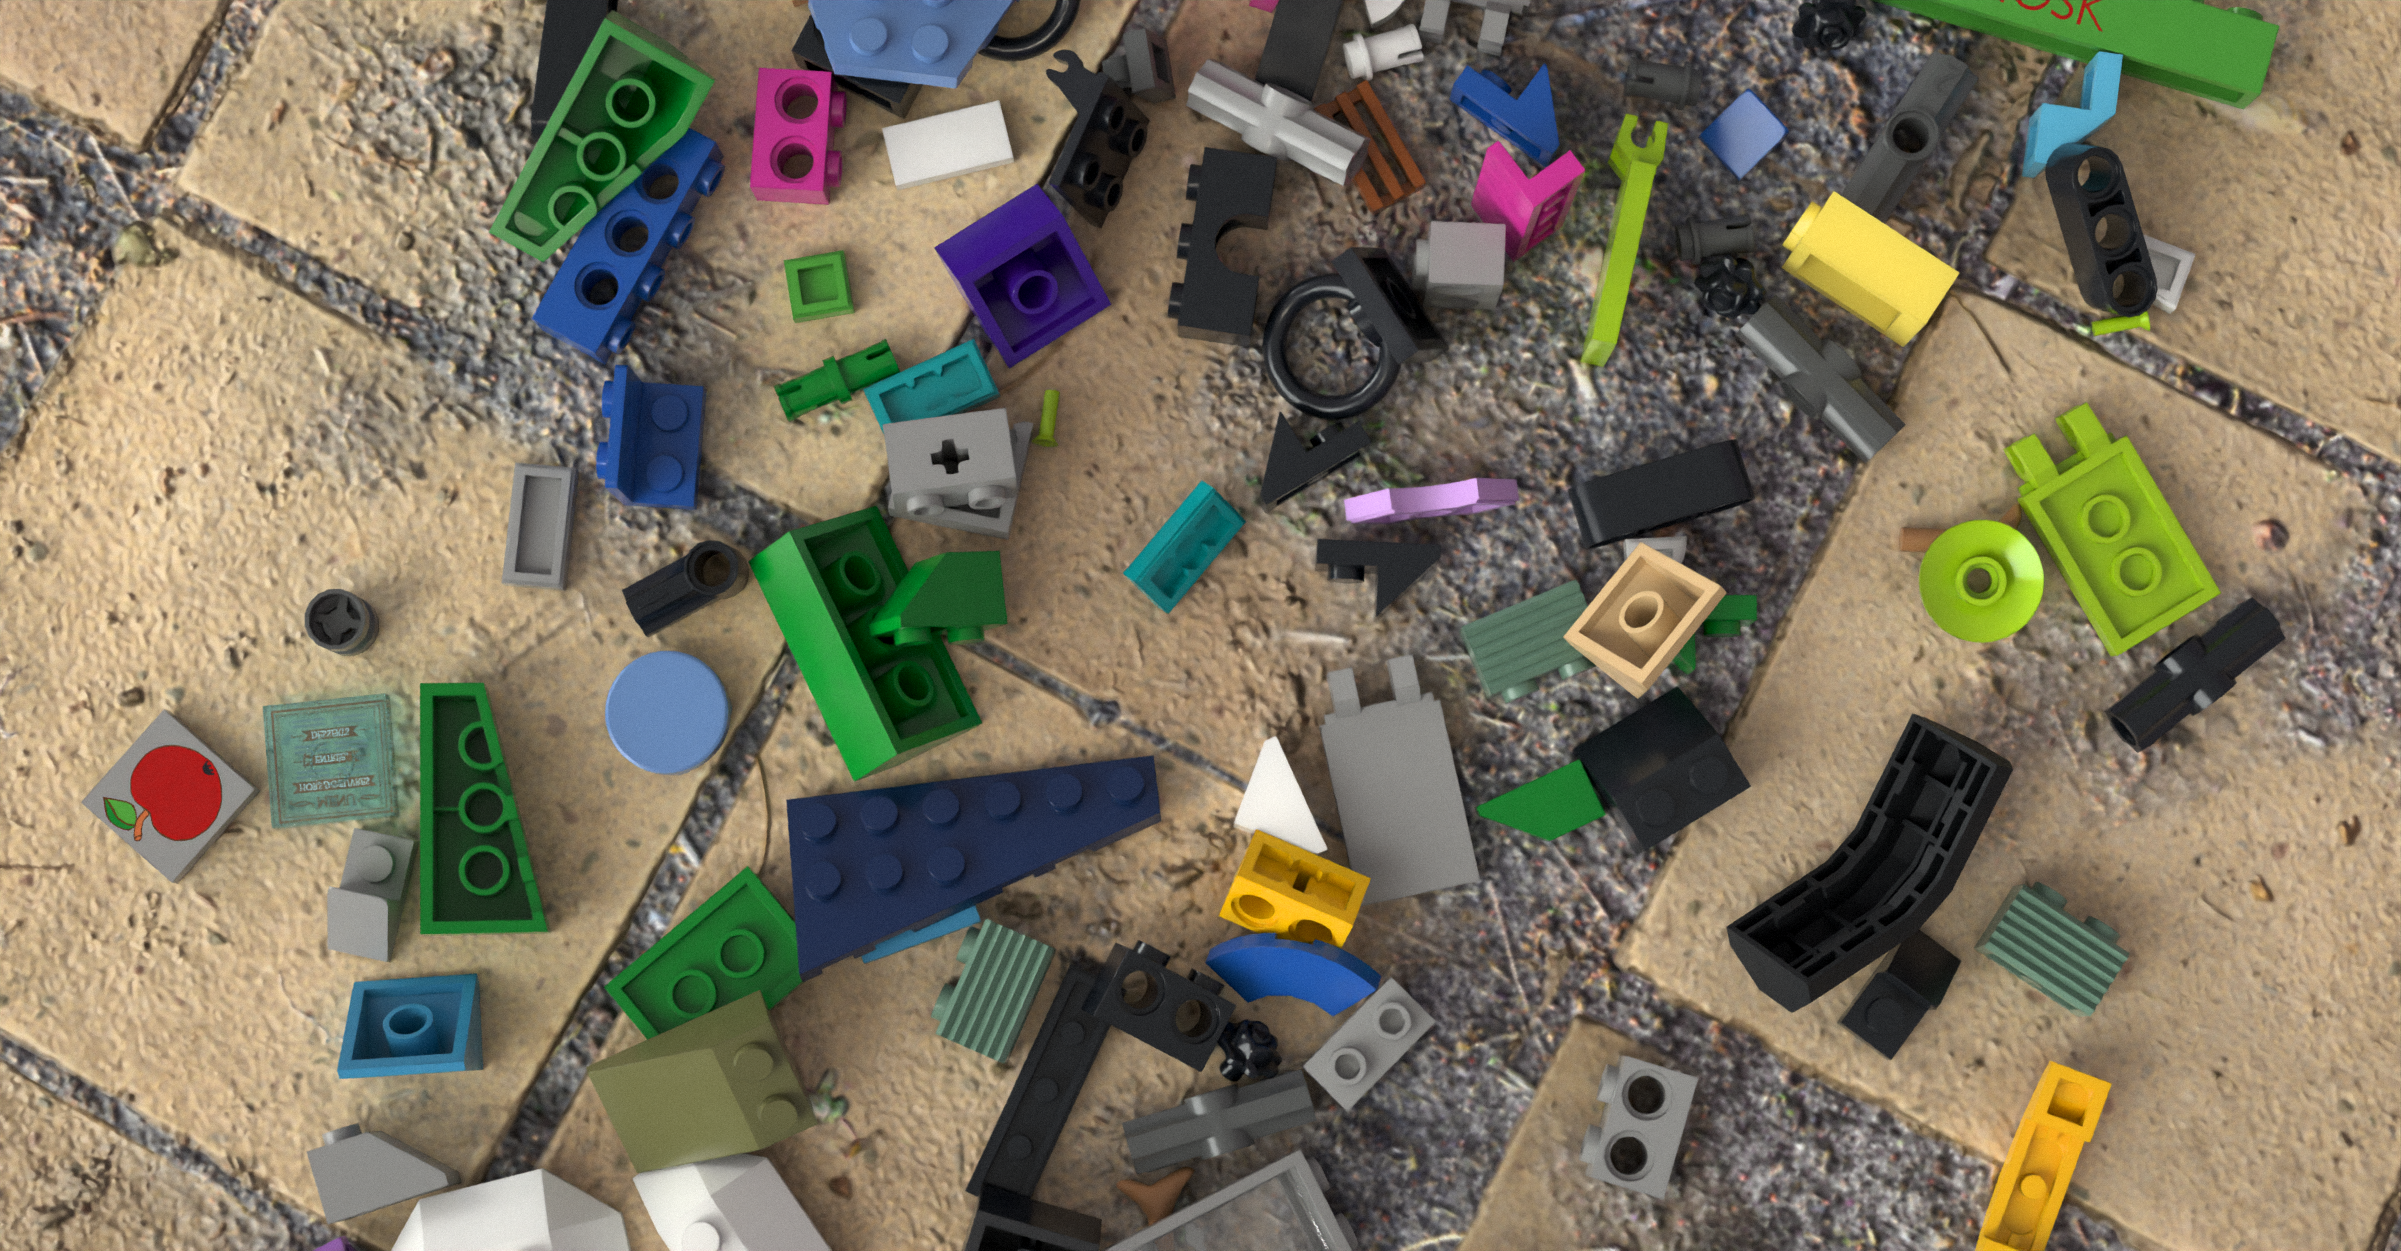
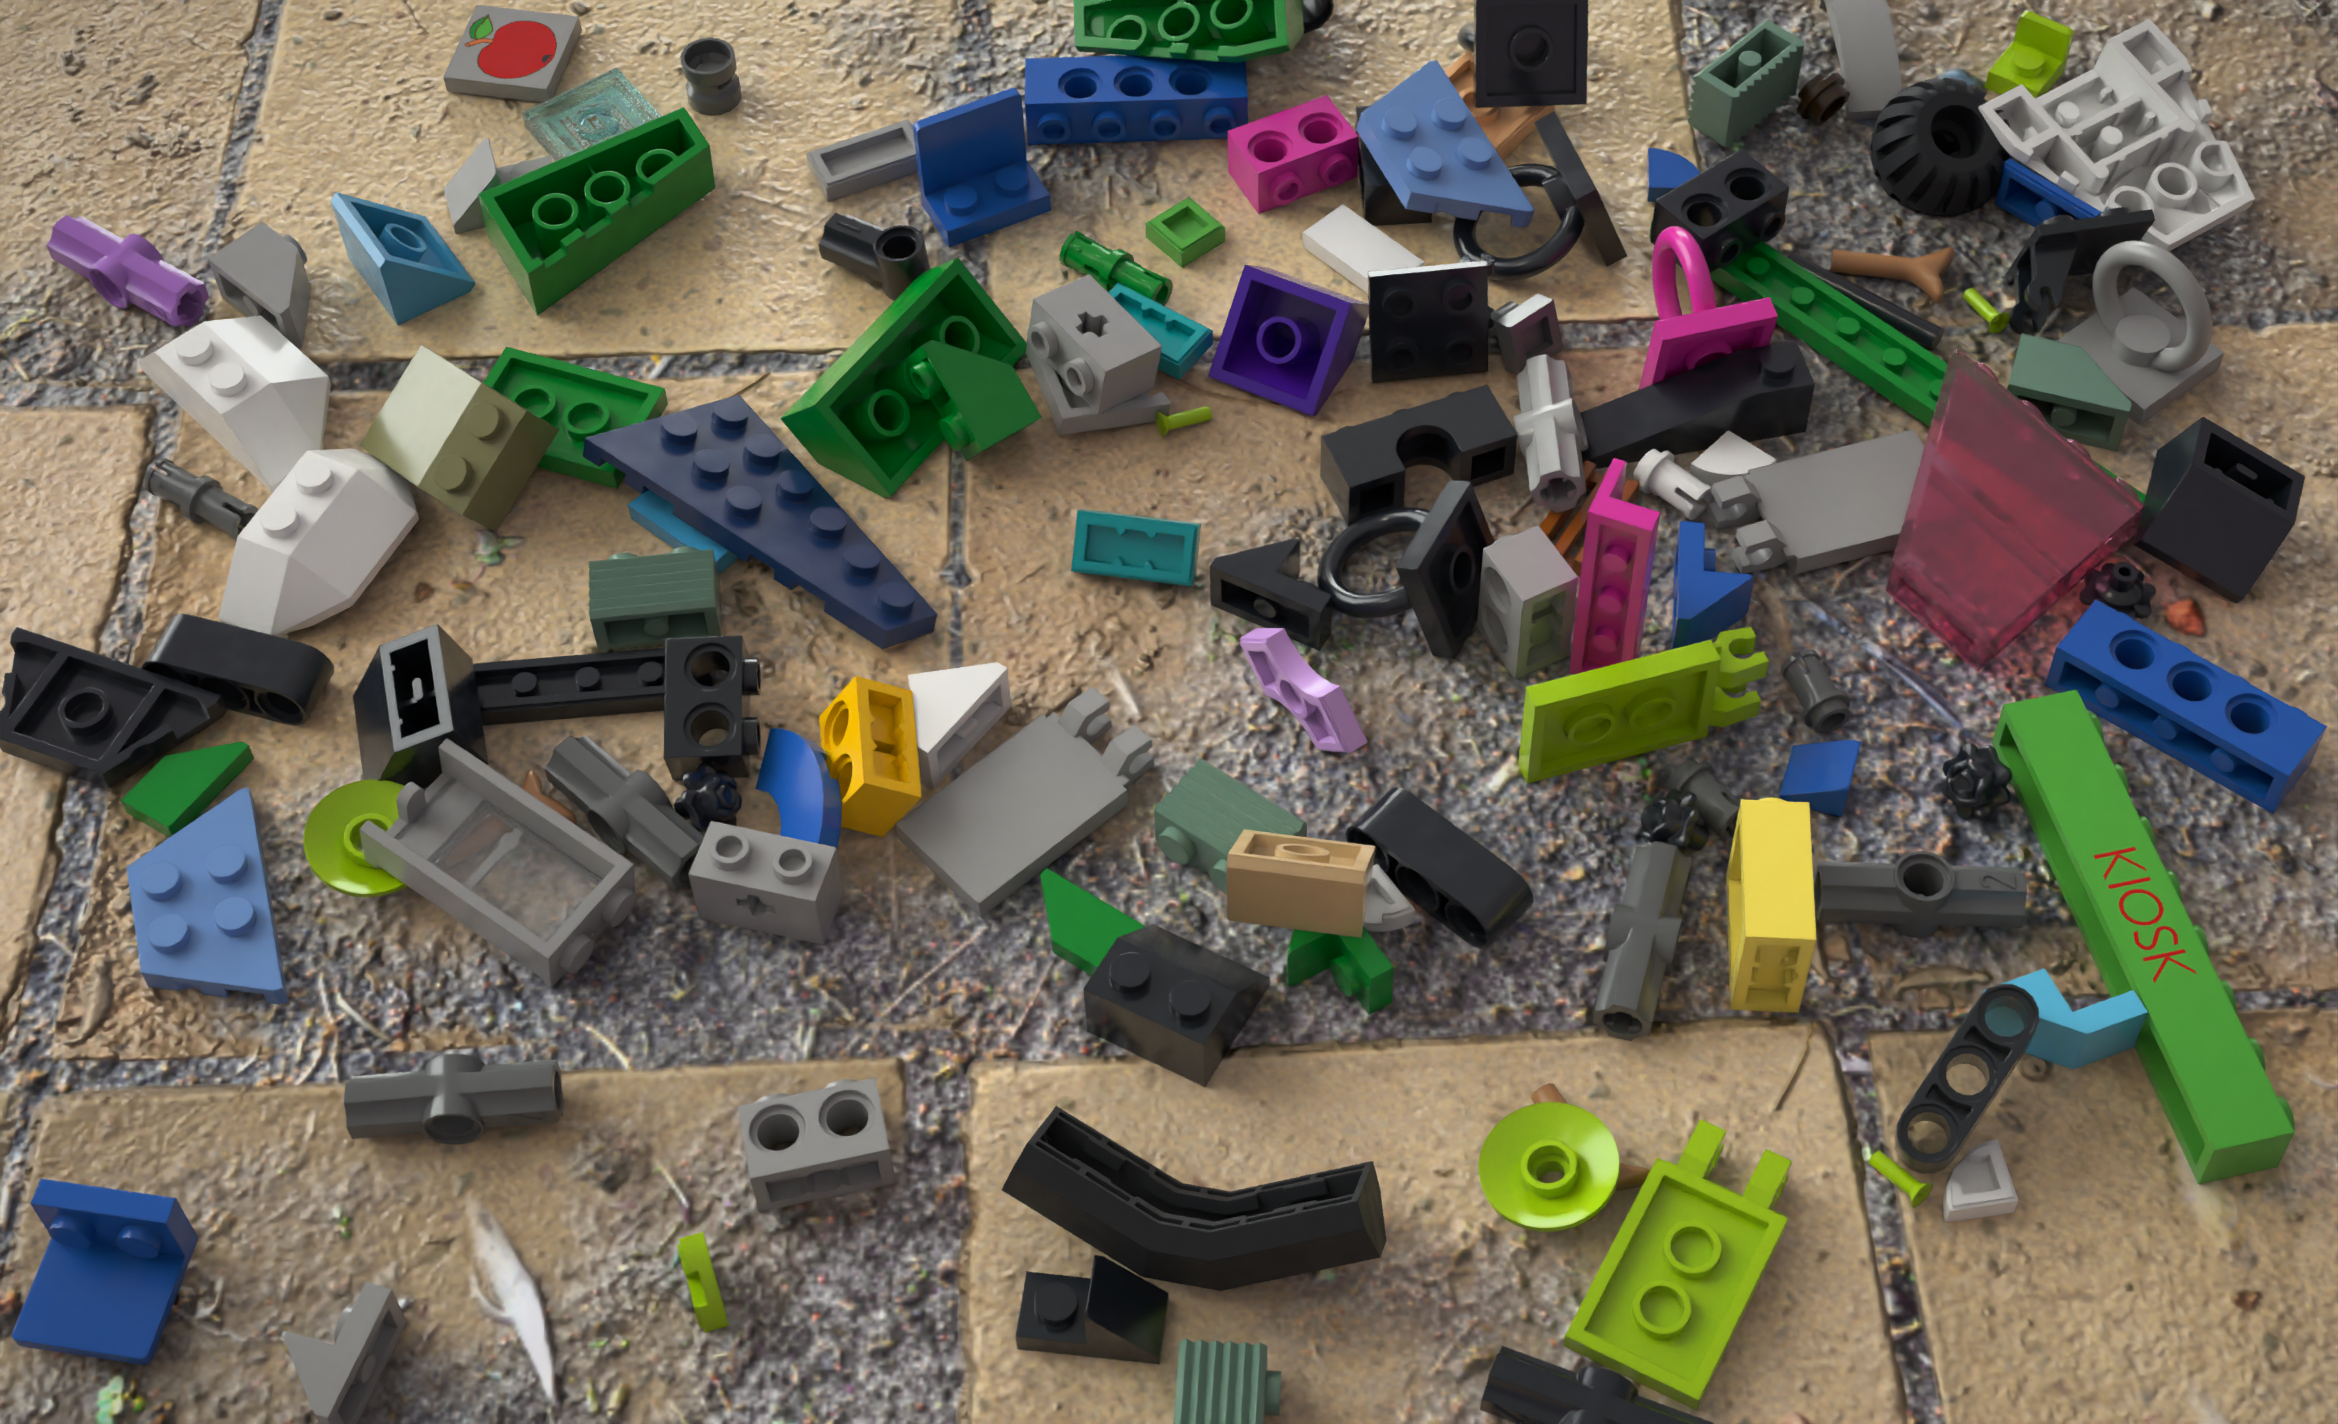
camera: 60 degrees right, 30 degrees down
(668, 712) = (765, 293): medium blue tile -> none
(1395, 564) = (1216, 693): black slope -> none

